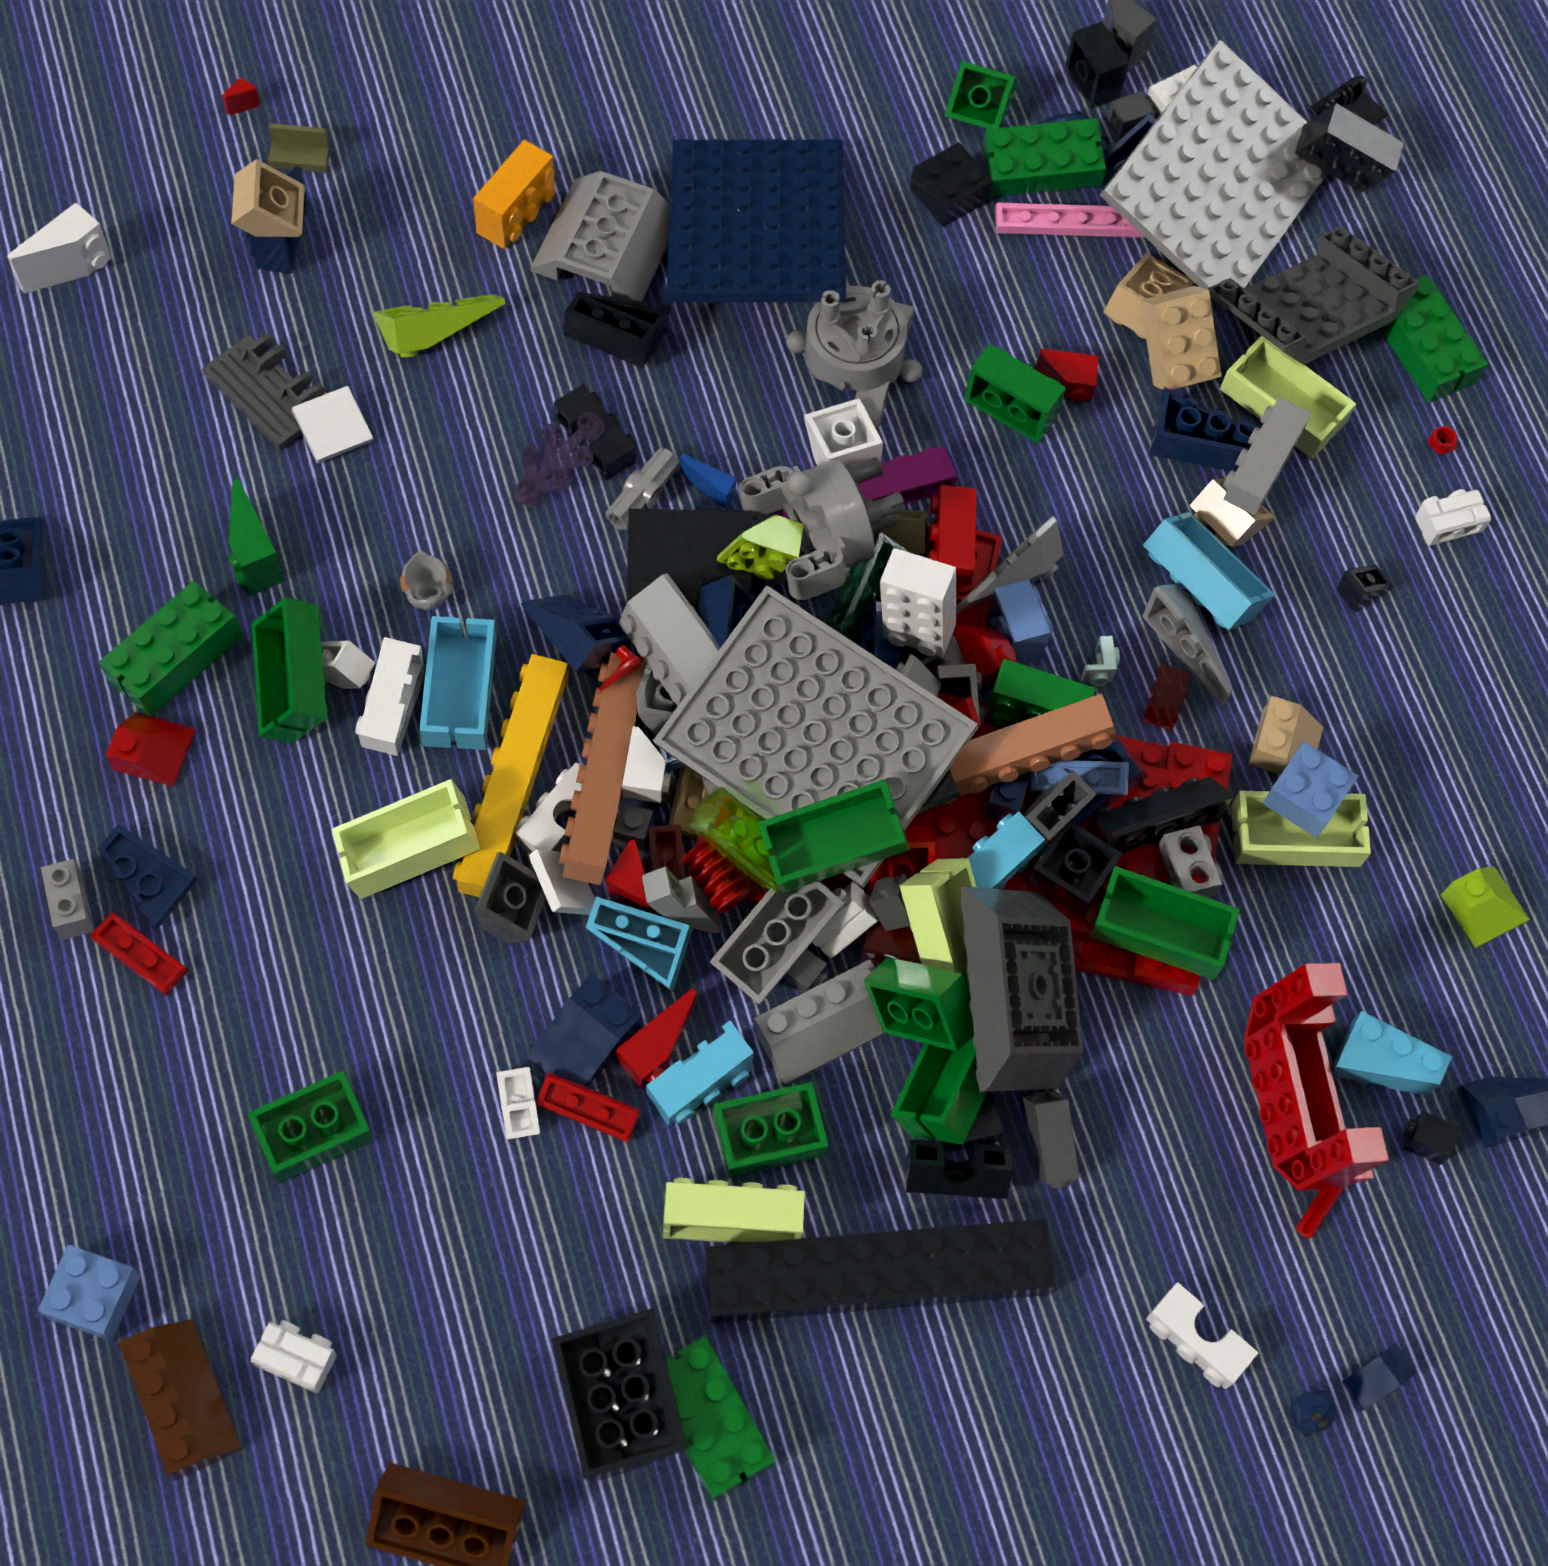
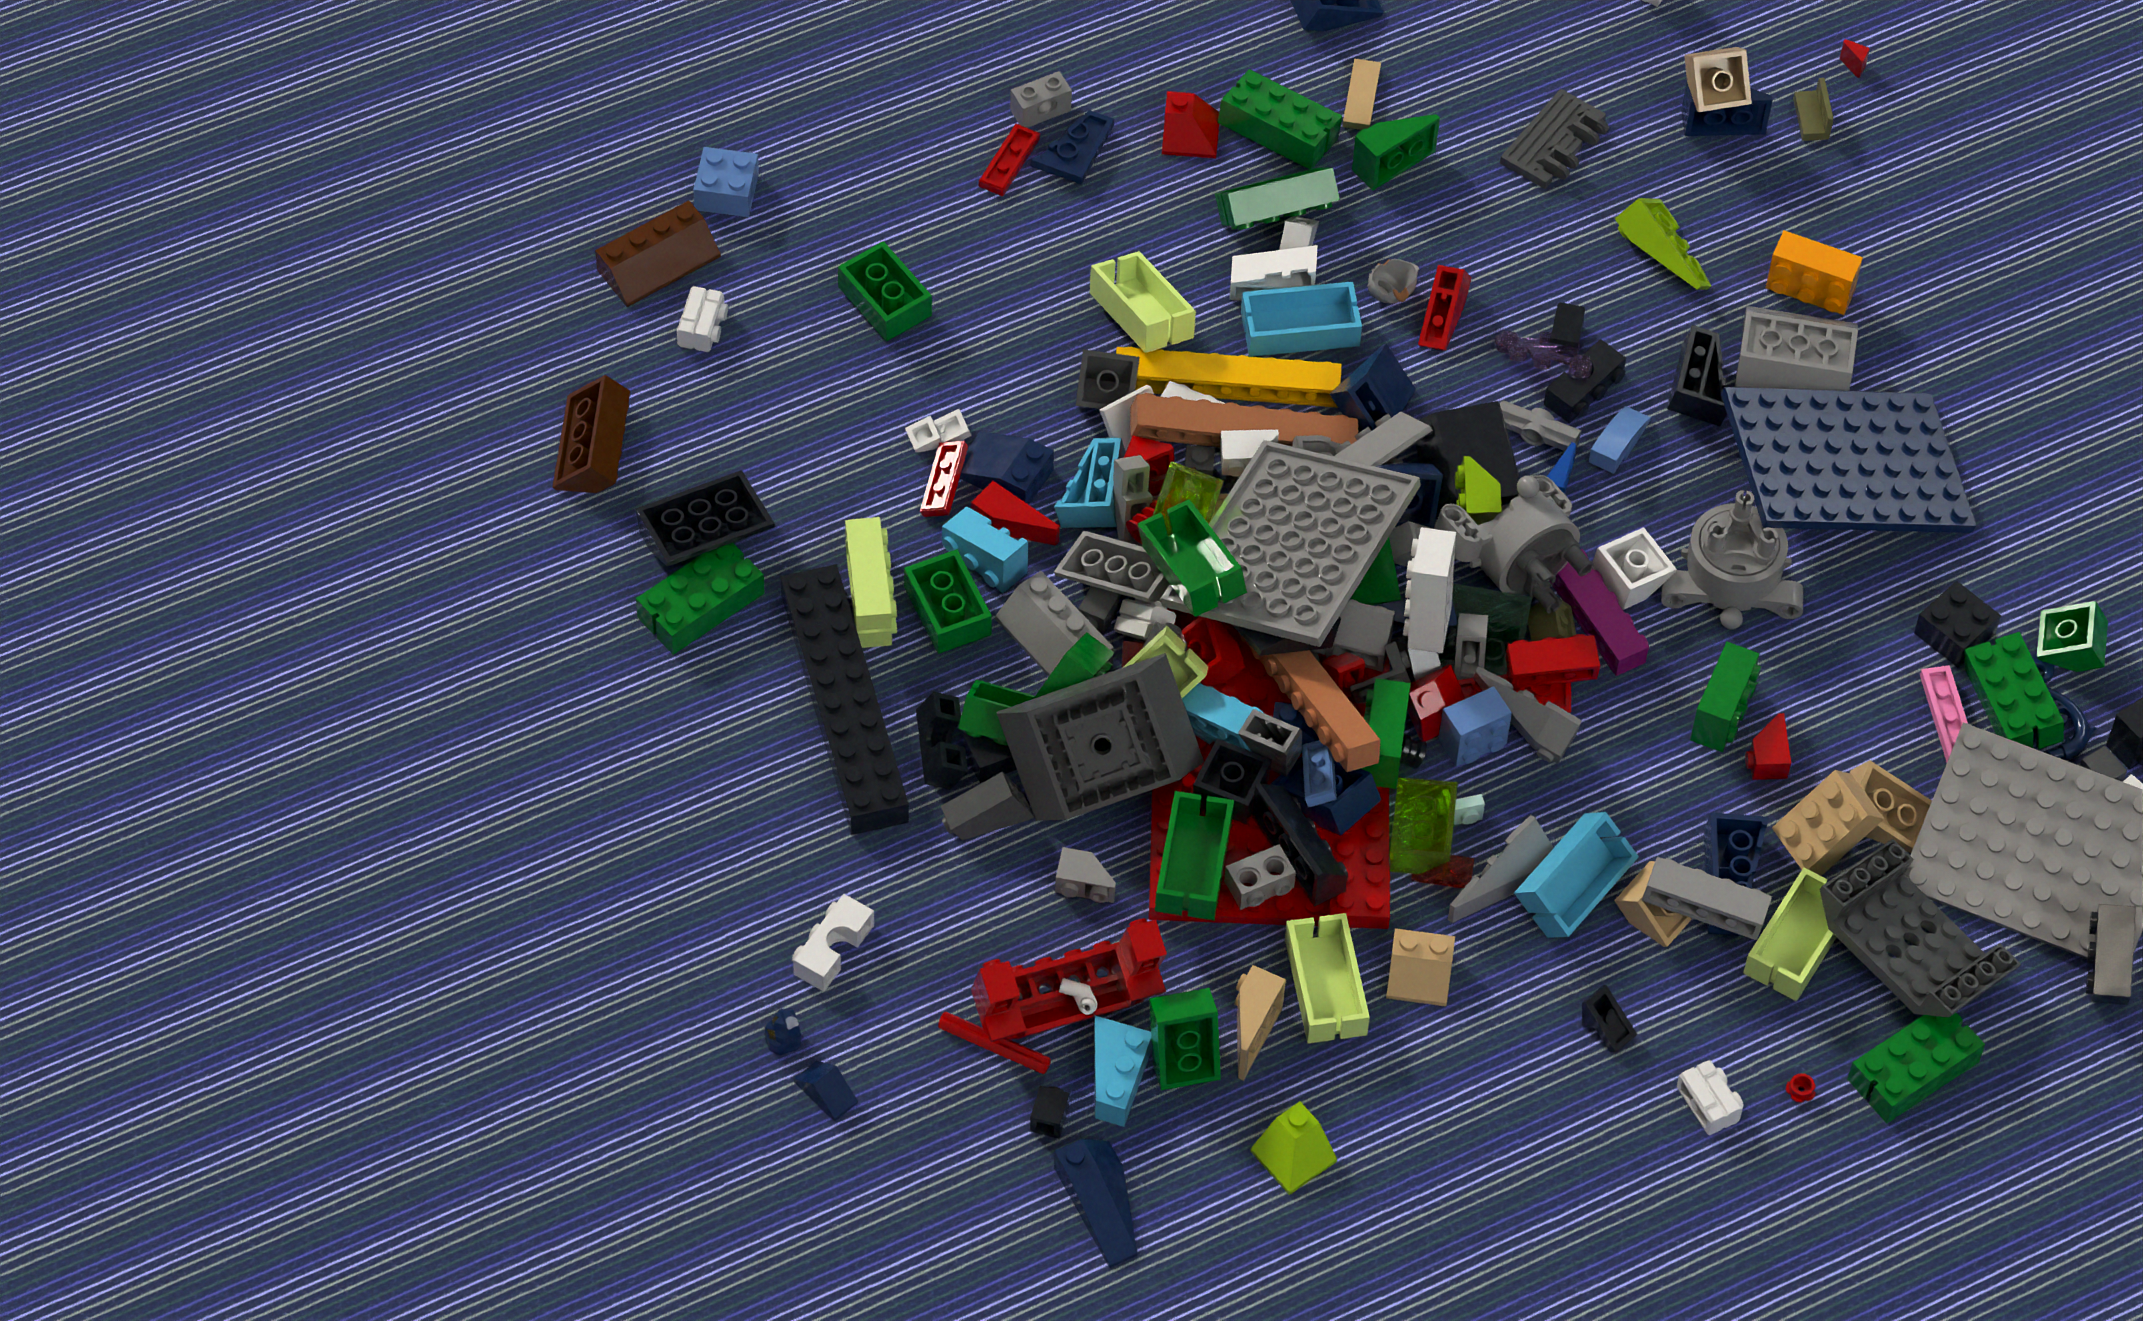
camera: 85 degrees right, 10 degrees down
(150, 562) = (1361, 94): none -> tan tile
(332, 424) = (1532, 189): white tile -> none
(471, 541) = (1444, 307): none -> red slope
(529, 429) = (1567, 325): none -> black slope
(629, 664) = (1342, 427): red bar -> none
(674, 417) = (1618, 439): none -> medium blue slope
(1140, 696) = (1422, 825): none -> clear neon green slope
(1142, 1051) = (1083, 876): none -> light grey slope
(1310, 789) = (1354, 958): medium blue brick -> none
(1314, 1073) = (1082, 994): none -> white arm
(1349, 908) = (1258, 1008): none -> tan slope
(1380, 976) = (1185, 1038): none -> green brick

